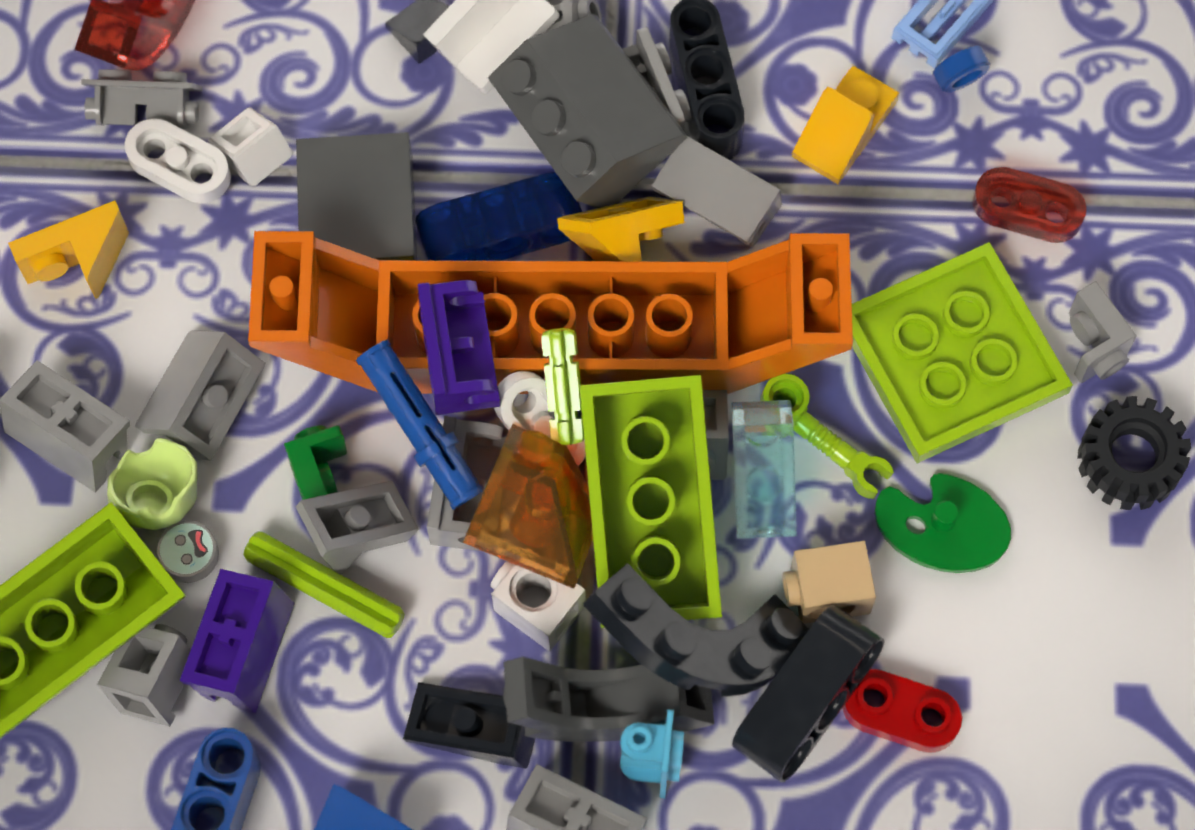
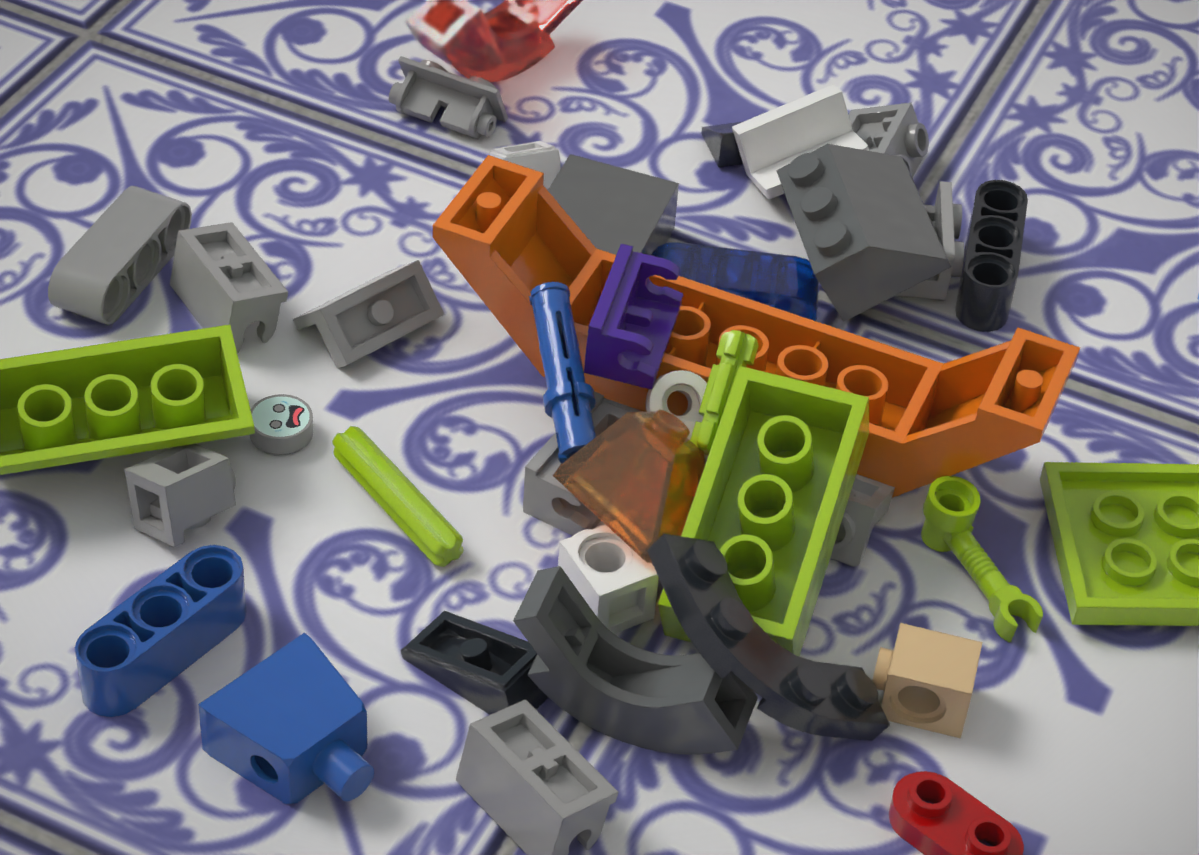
camera: 20 degrees right, 25 degrees down
(86, 239) = (330, 169): yellow slope -> none
(154, 485) = (282, 360): yellowish green hair -> none
(181, 163) = (448, 145): white plate -> none
(238, 639) = (285, 499): dark purple hinge -> none
(309, 459) = (444, 390): green bracket -> none
(356, 522) = (453, 443): light grey slope -> none
(617, 229) = (852, 312): yellow slope -> none
(652, 753) = (656, 733): medium azure hinge -> none
(719, 191) = (952, 317): light grey hinge -> none
(764, 469) = (900, 540): clear light blue brick -> none
(808, 693) = (855, 758): black beam -> none
(844, 123) = (1120, 333): yellow slope -> none
(961, 526) = (1093, 697): green piece -> none

